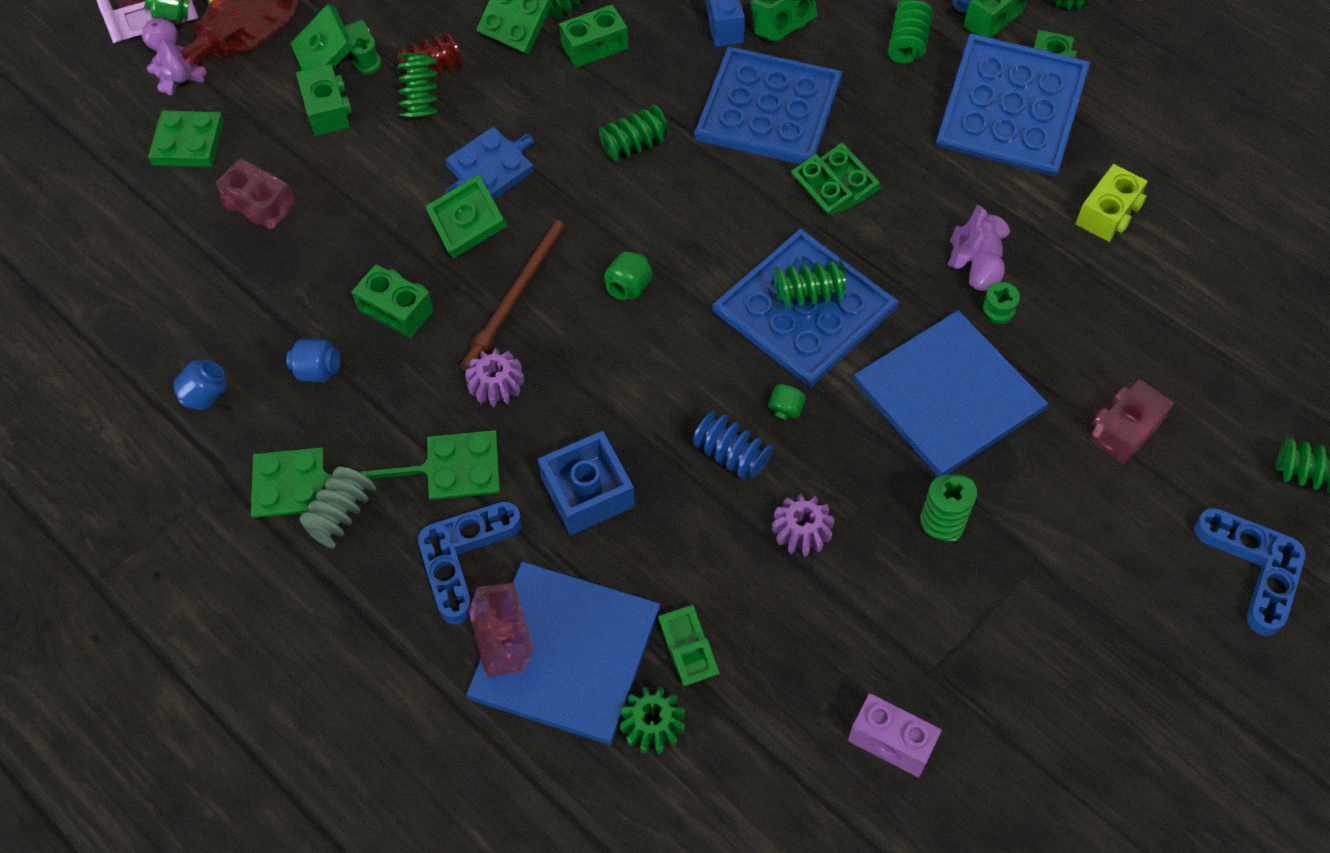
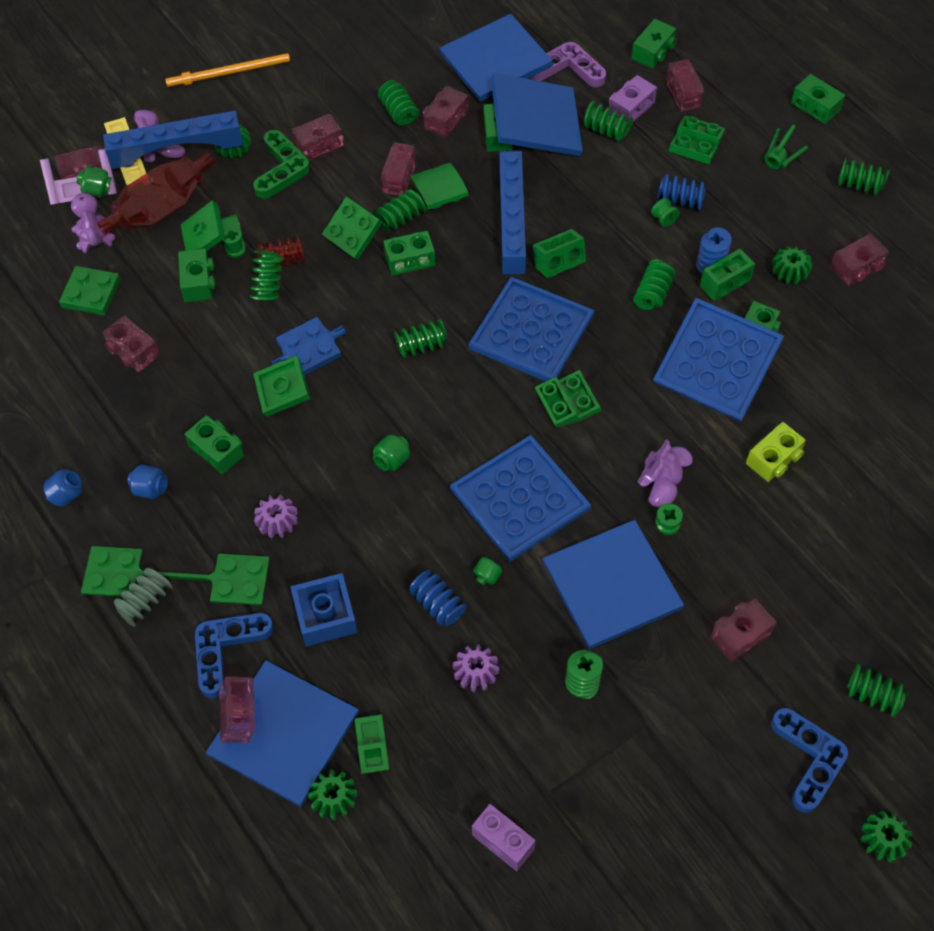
camera: 10 degrees right, 0 degrees up
(484, 339) = (274, 486): copper bar -> none
(810, 283) = (524, 482): green piece -> none

